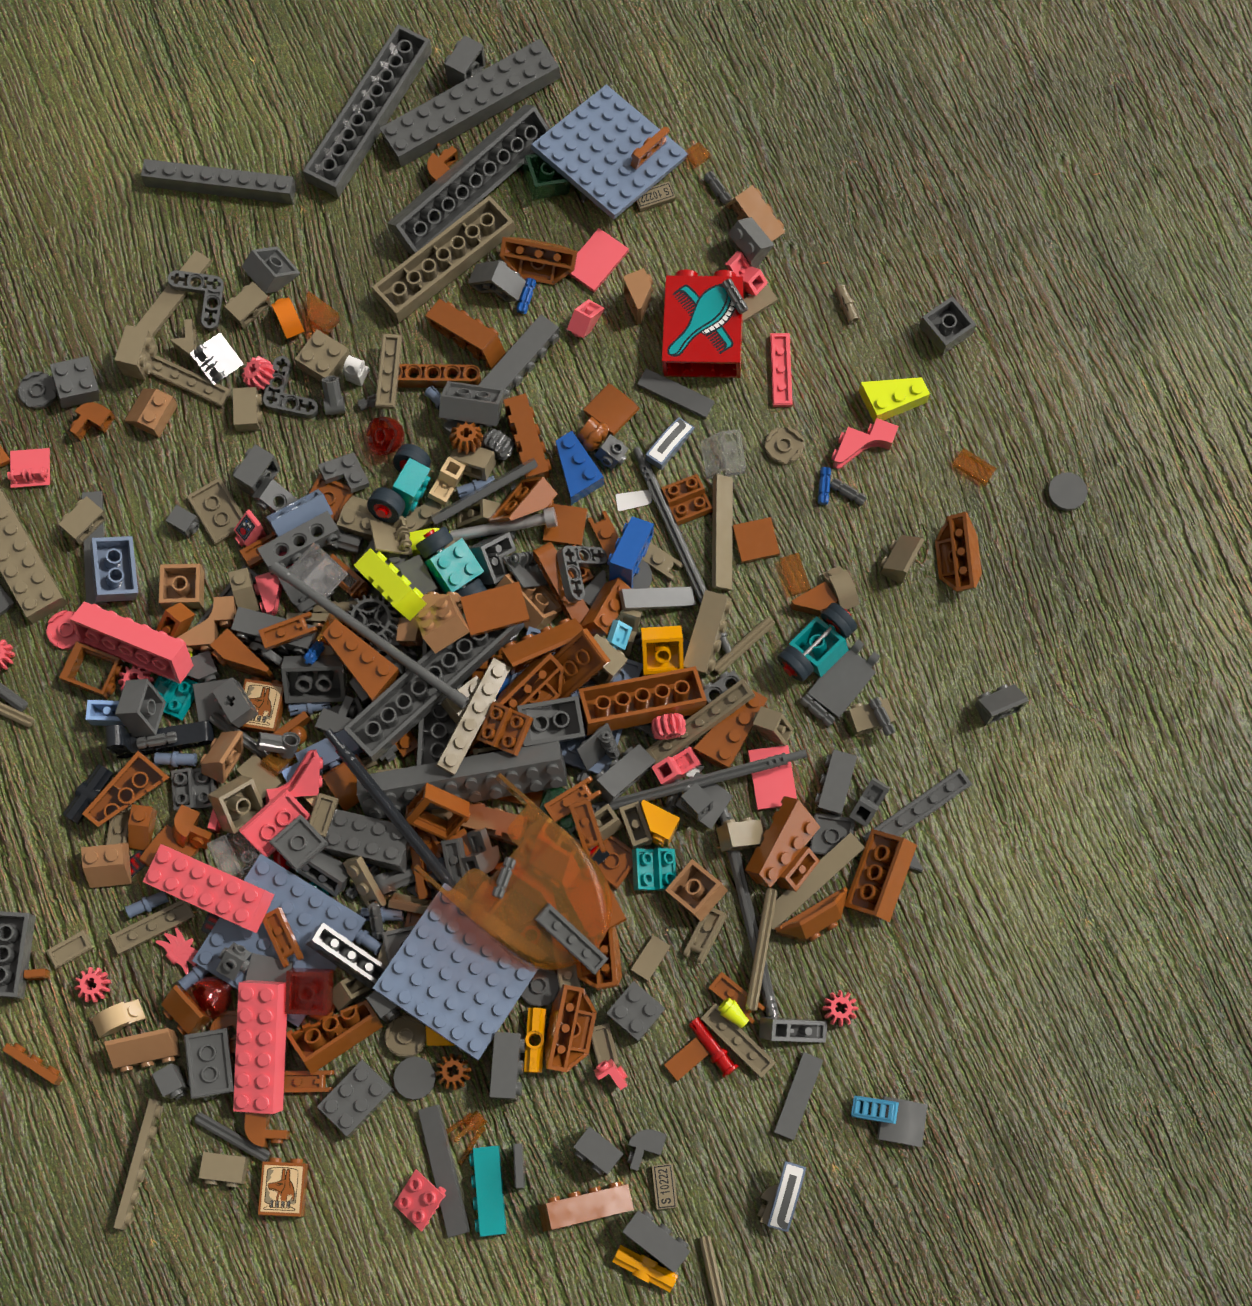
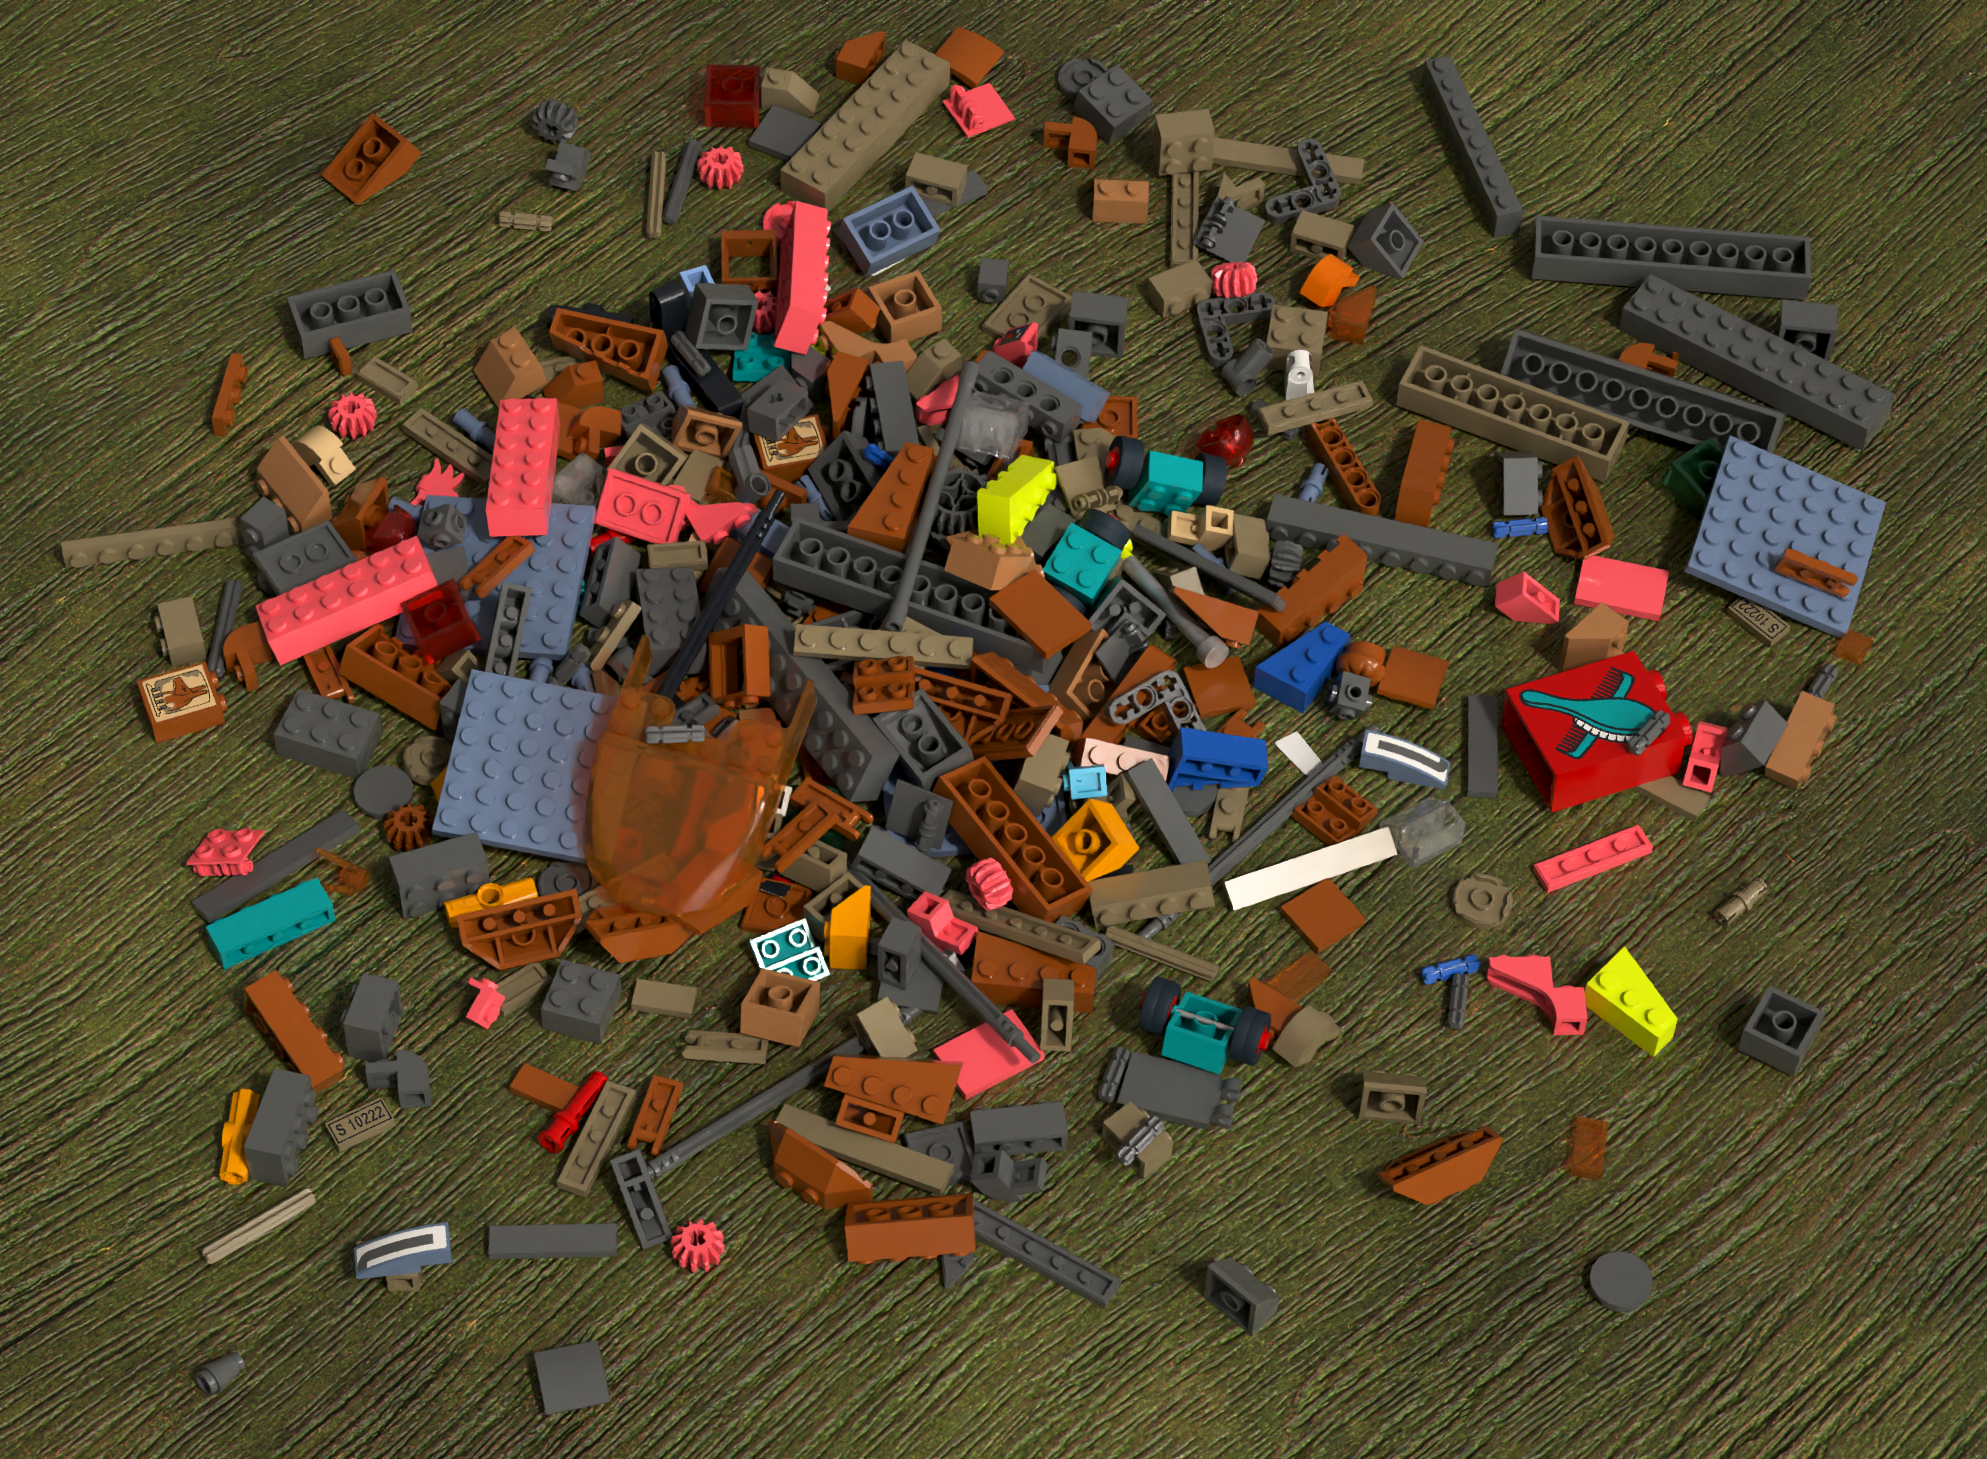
camera: 65 degrees right, 20 degrees down
(286, 631) = (894, 415): dark orange hinge -> none
(299, 843) = (627, 539): dark grey tile -> none
(347, 468) = (1158, 419): dark grey plate -> none
(466, 437) = (1268, 517): dark orange gear -> none
(471, 403) = (1320, 505): dark grey slope -> none
(519, 1166) = (315, 937): dark grey tile -> none
(571, 938) = (636, 859): dark grey tile -> none
(732, 1012) = (630, 1110): neon yellow cone -> none
(761, 949) = (735, 1115): dark tan axle -> none
(861, 1109) = (572, 1330): dark azure slope -> none

